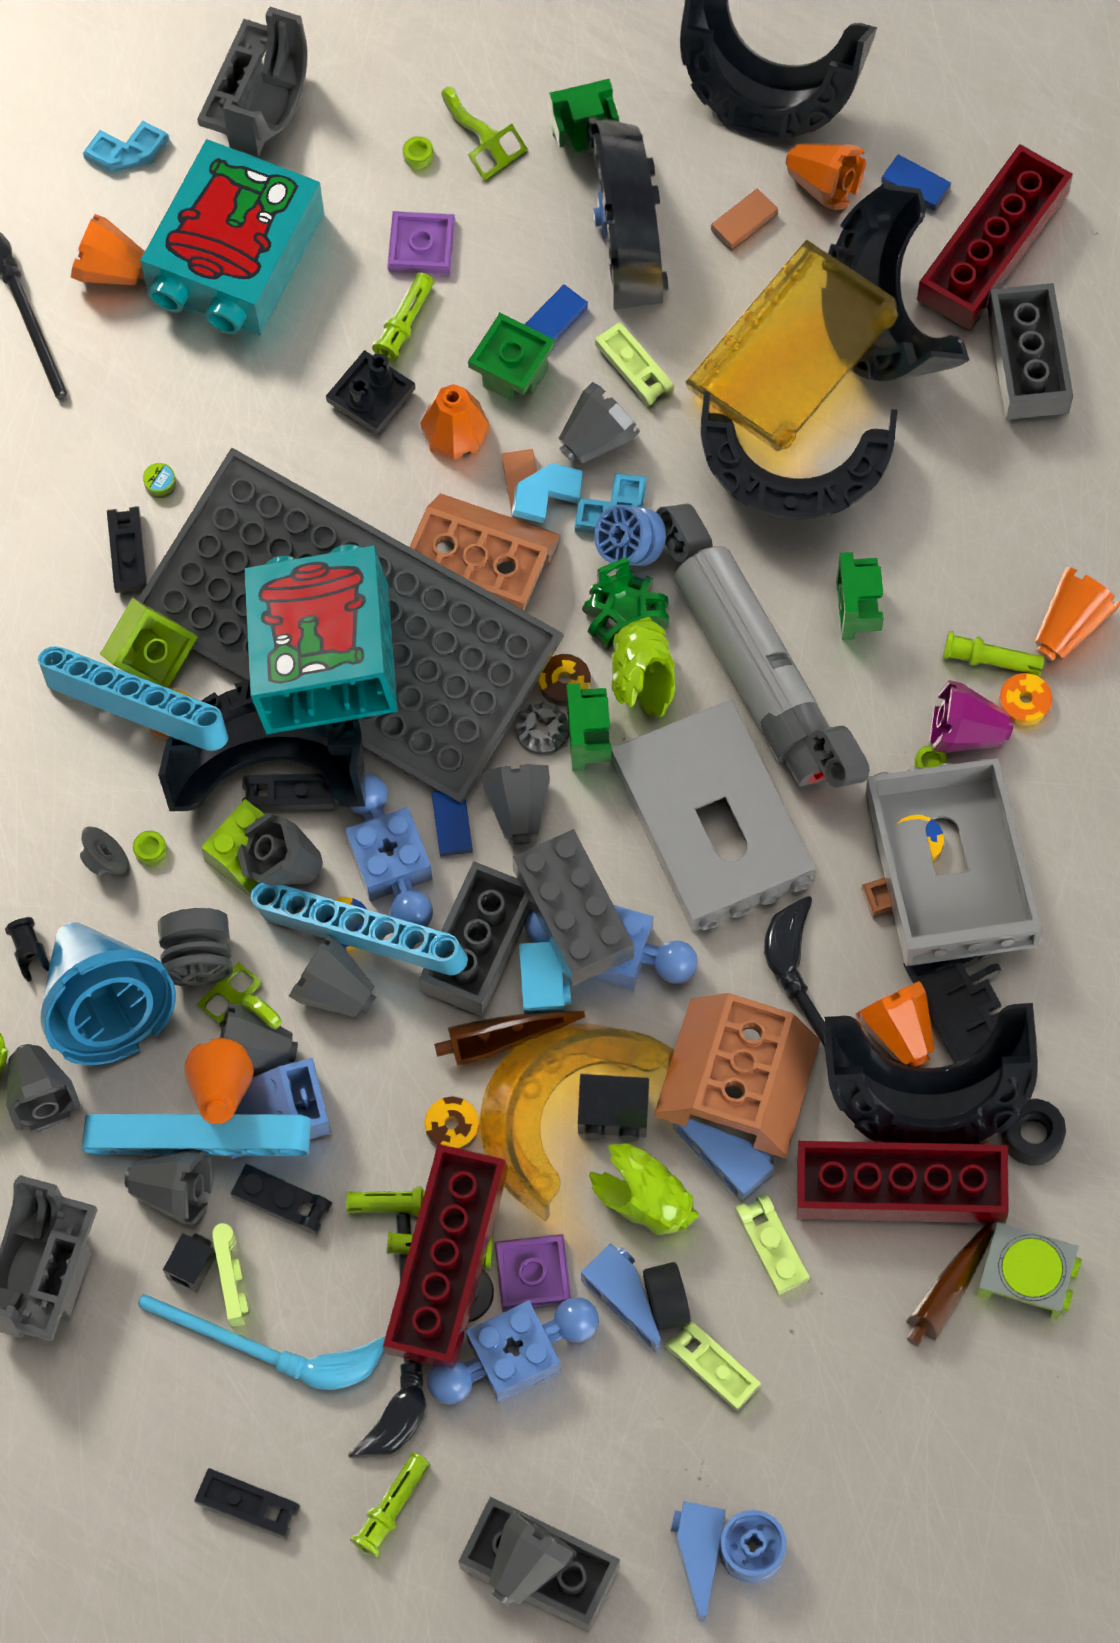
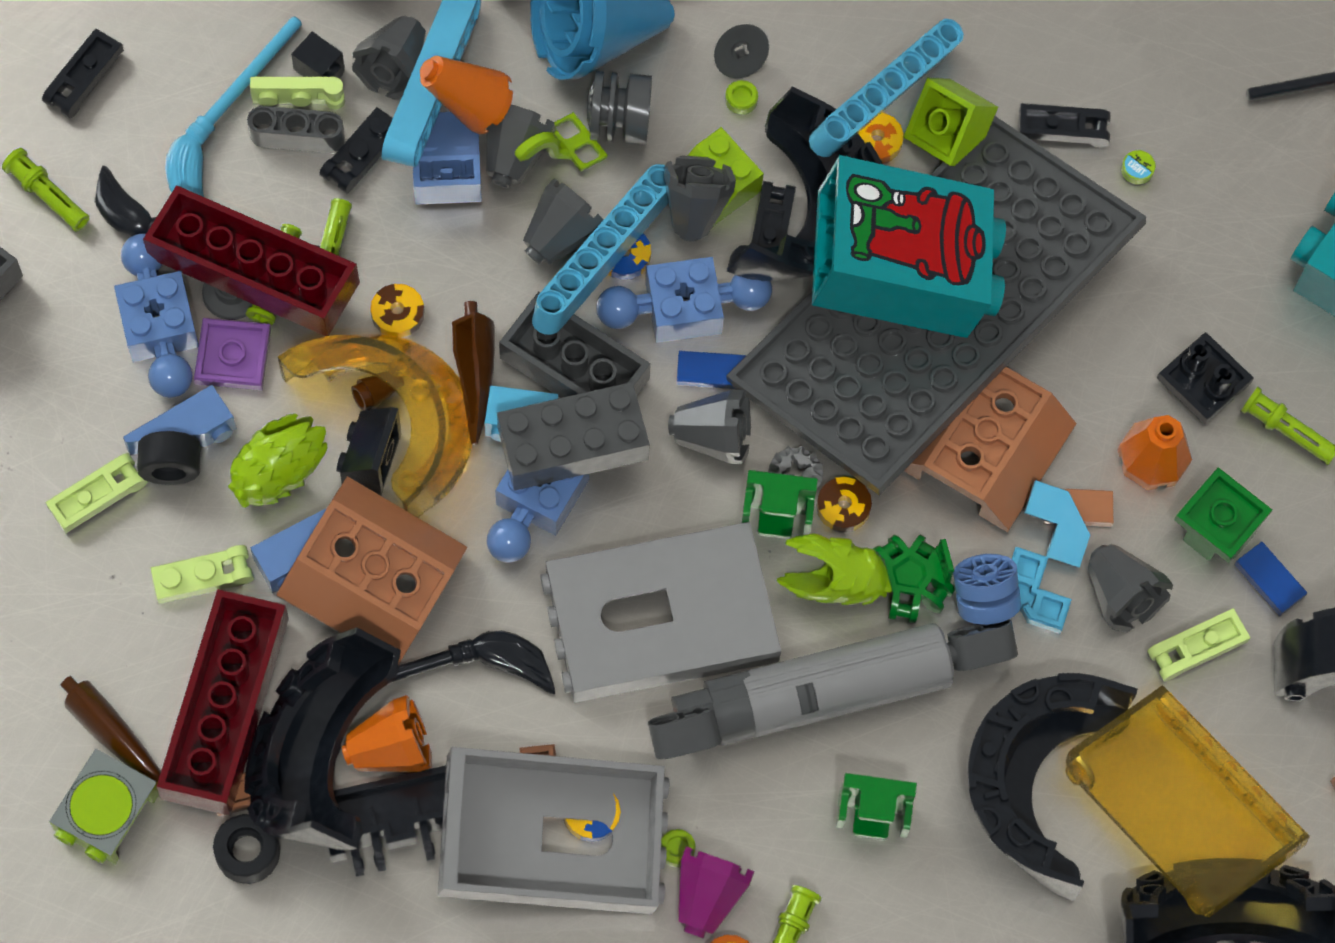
camera: 95 degrees right, 0 degrees up
(267, 1250) = (284, 119): none -> dark grey beam
(552, 1127) = (371, 392): none -> reddish brown cone

